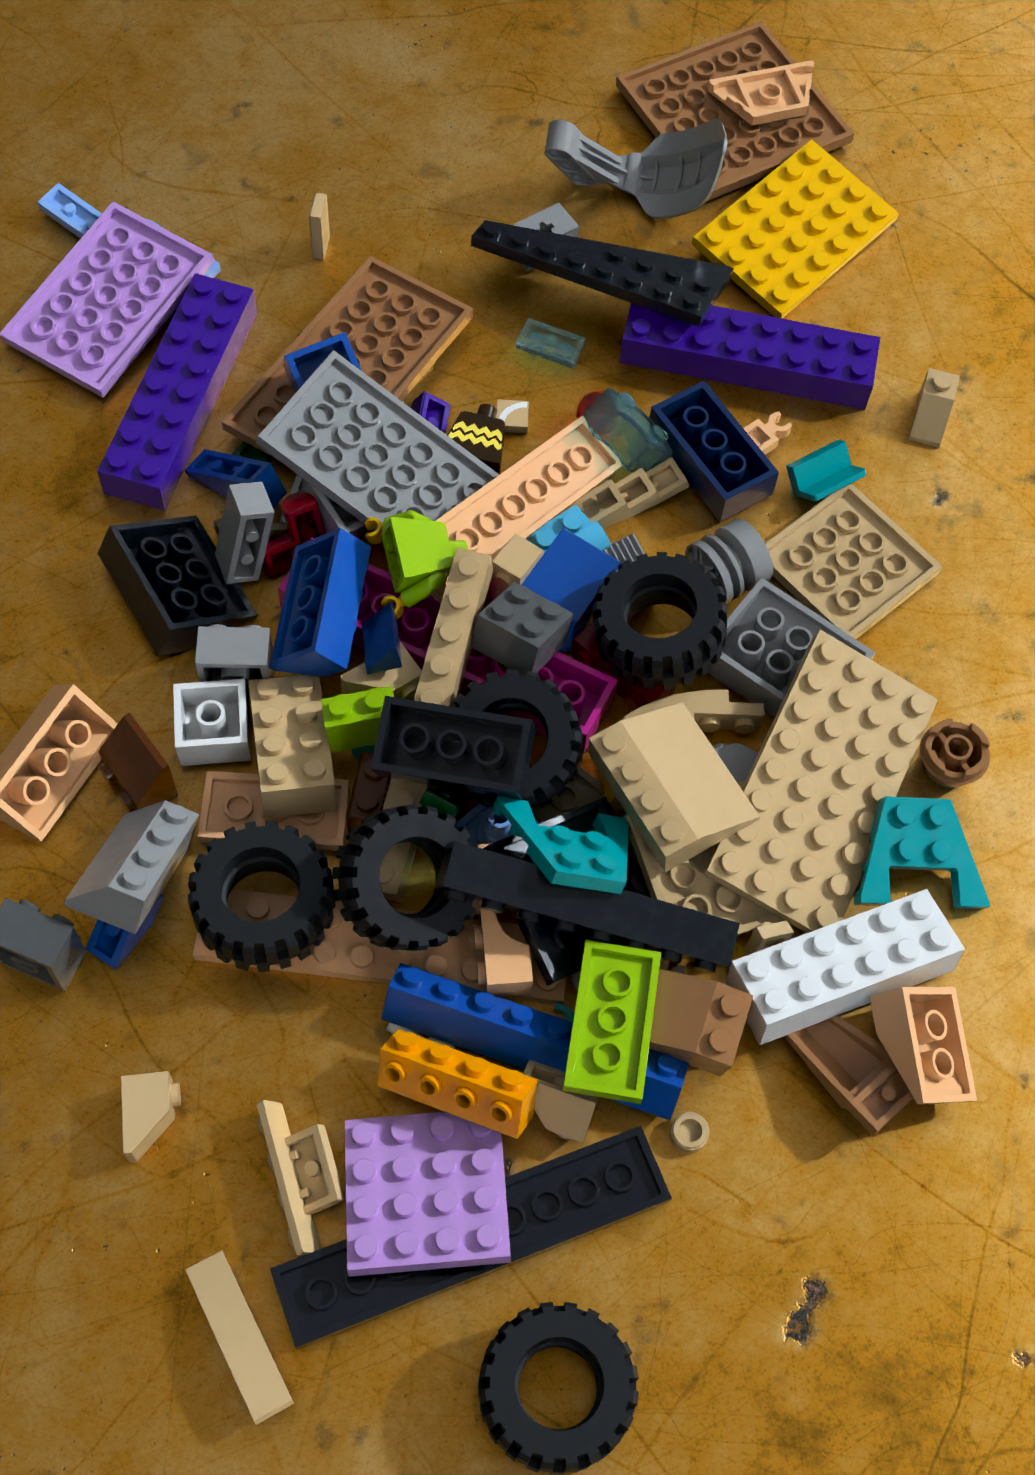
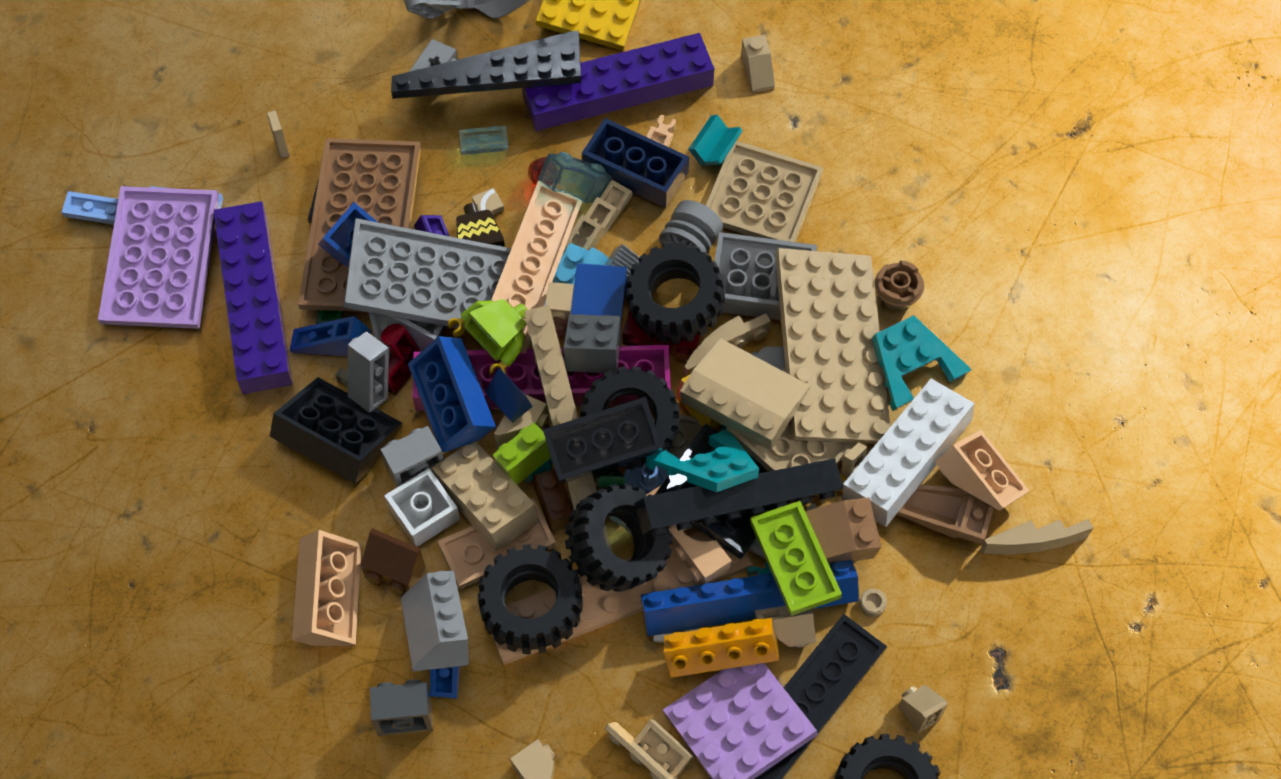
camera: 25 degrees left, 0 degrees up
(669, 1302) = (922, 707): none -> tan slope
(938, 1161) = (1028, 539): none -> tan slope

